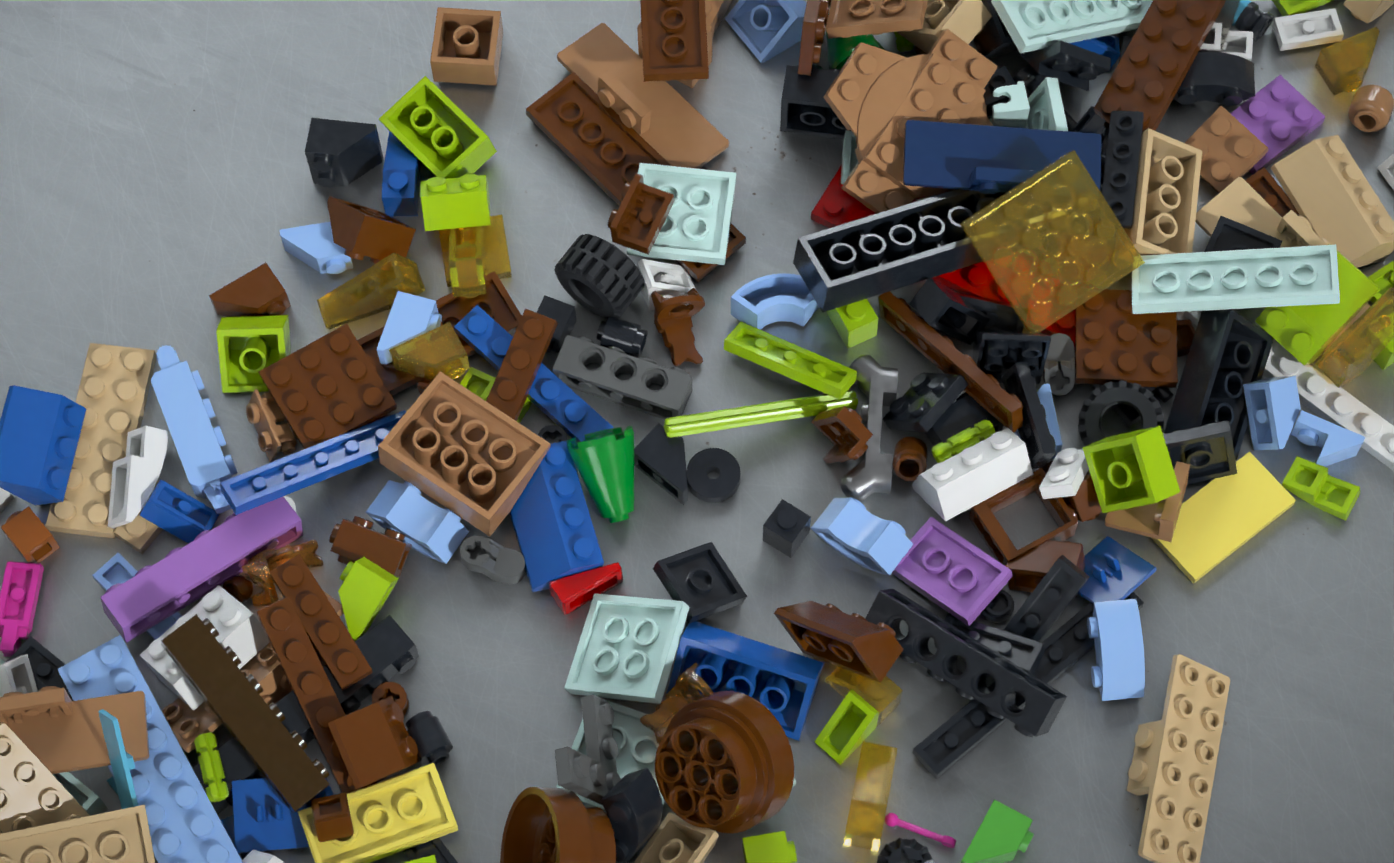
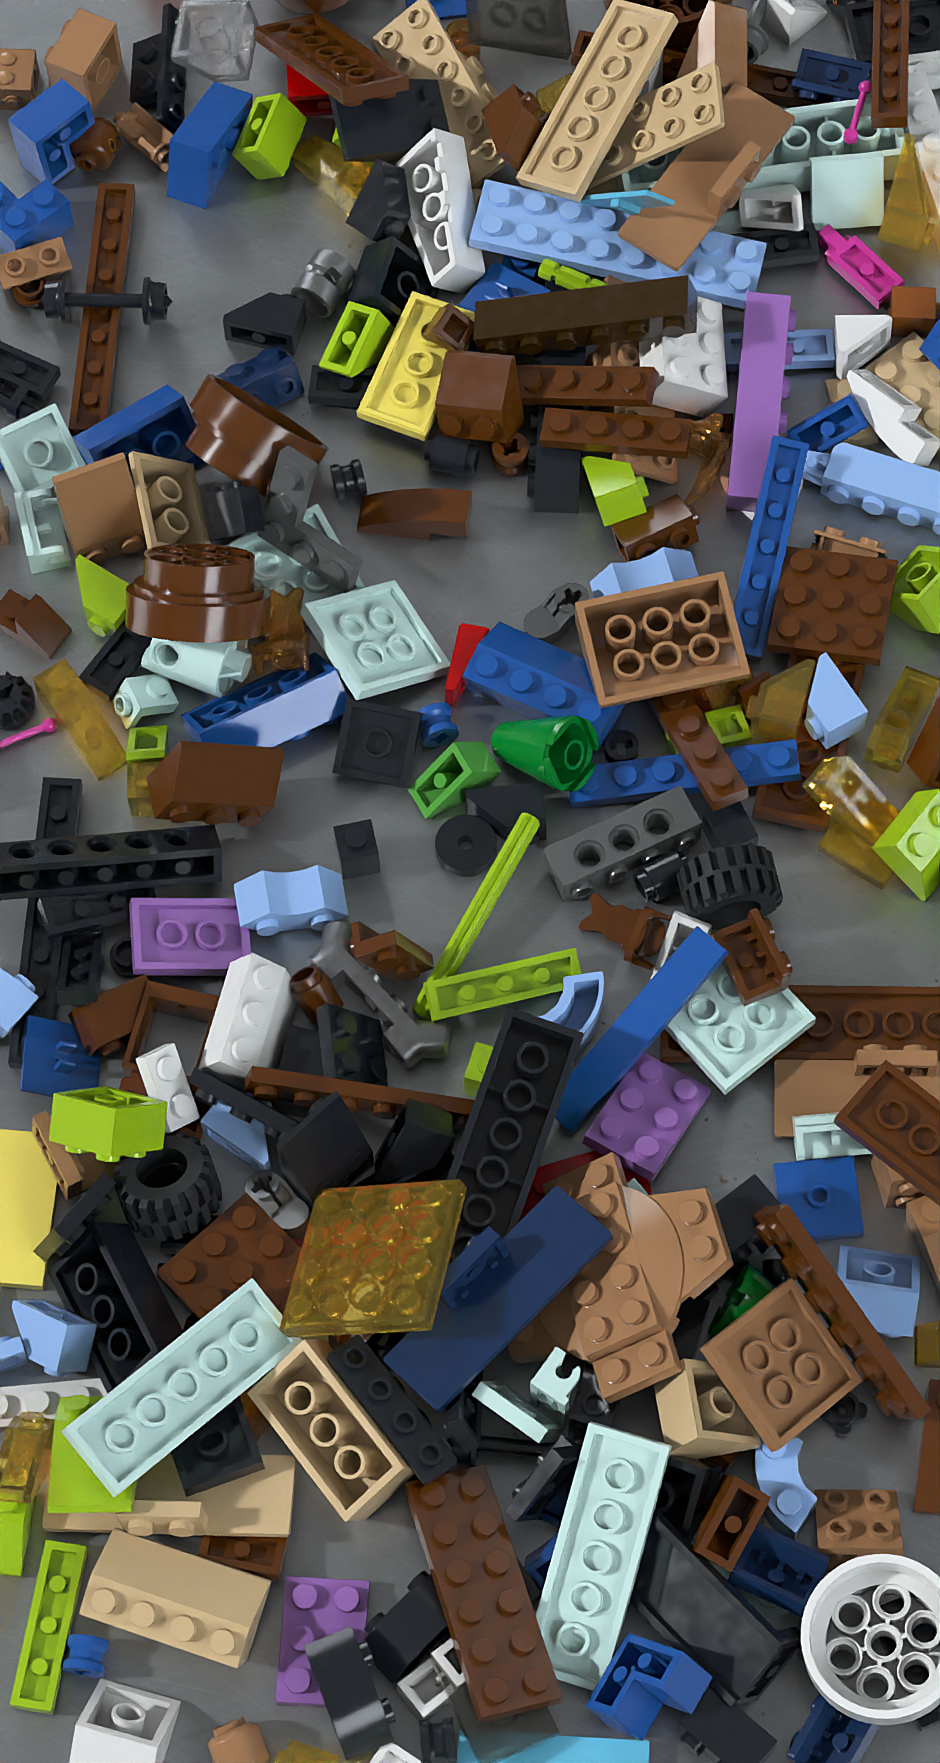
camera: 135 degrees right, 0 degrees up
(91, 550) = (859, 340): none -> white slope
(499, 721) = (416, 513): none -> reddish brown slope
(510, 787) = (348, 479): none -> black wheel
(645, 560) = (437, 725): none -> blue wheel
(676, 515) = (456, 769): none -> bright green slope
(698, 108) = (820, 1138): none -> light aqua hinge
(723, 247) = (638, 1027): none -> blue tile
(744, 93) = (822, 1196): none -> blue plate
(785, 212) = (647, 1116): none -> medium lavender plate
(804, 816) = (115, 662): none -> black plate
(816, 769) = (143, 697): none -> light aqua bracket
(963, 440) = (283, 1036): lime axle -> none
(1226, 148) = (334, 1559): medium nougat plate -> none
(1284, 71) = (349, 1692): none -> black brick

